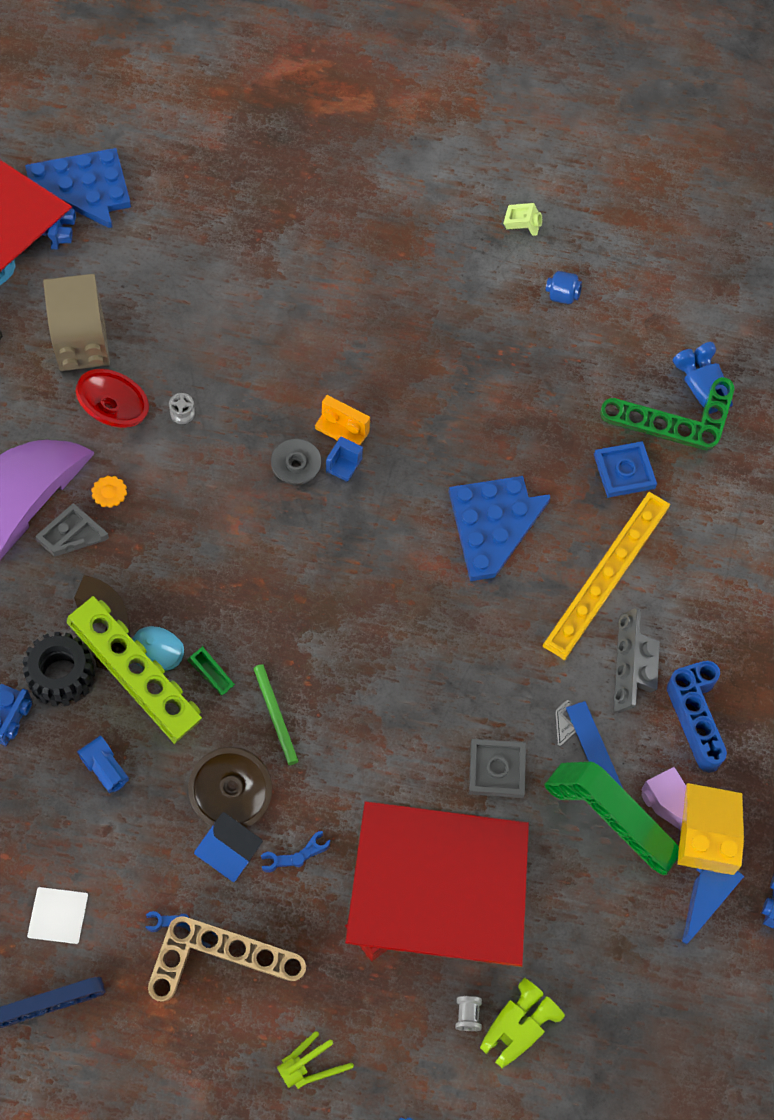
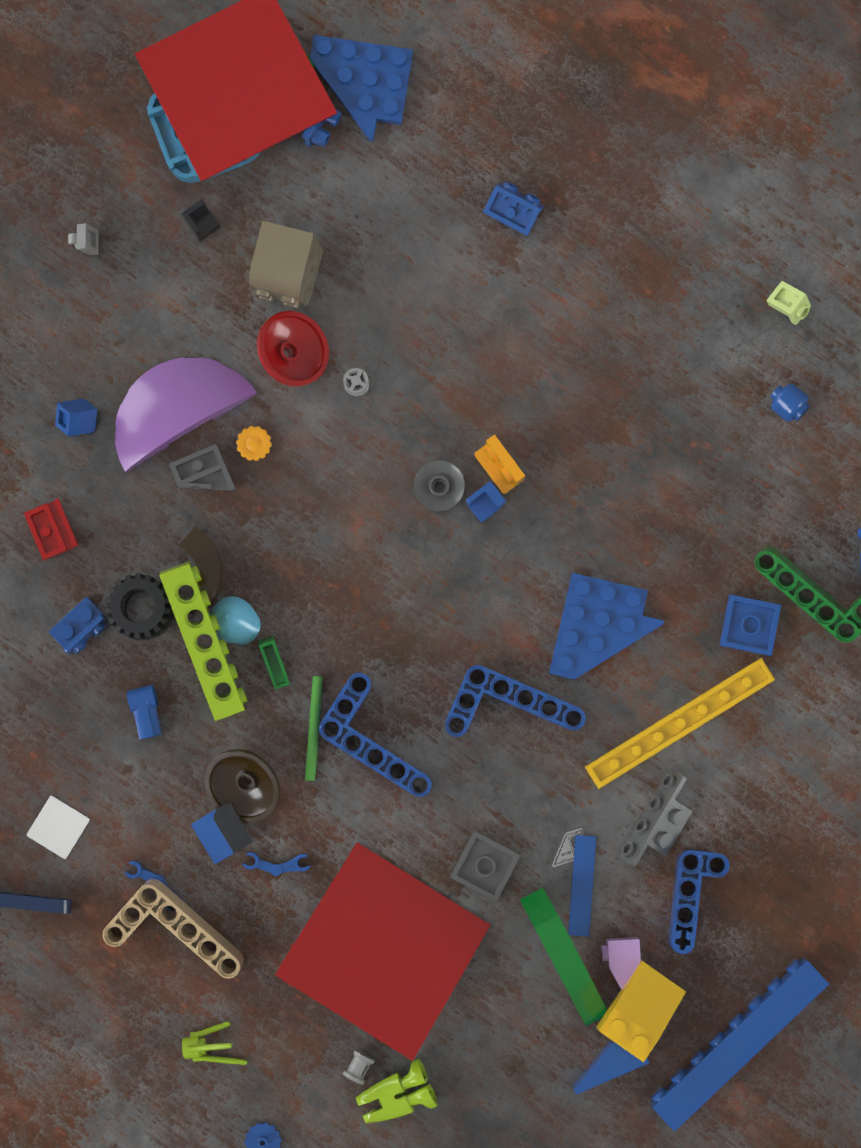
camera: 35 degrees right, 20 degrees up
(257, 230) = (513, 207): none -> blue bracket
(336, 703) = (367, 745): none -> blue beam
(448, 612) = (510, 698): none -> blue beam

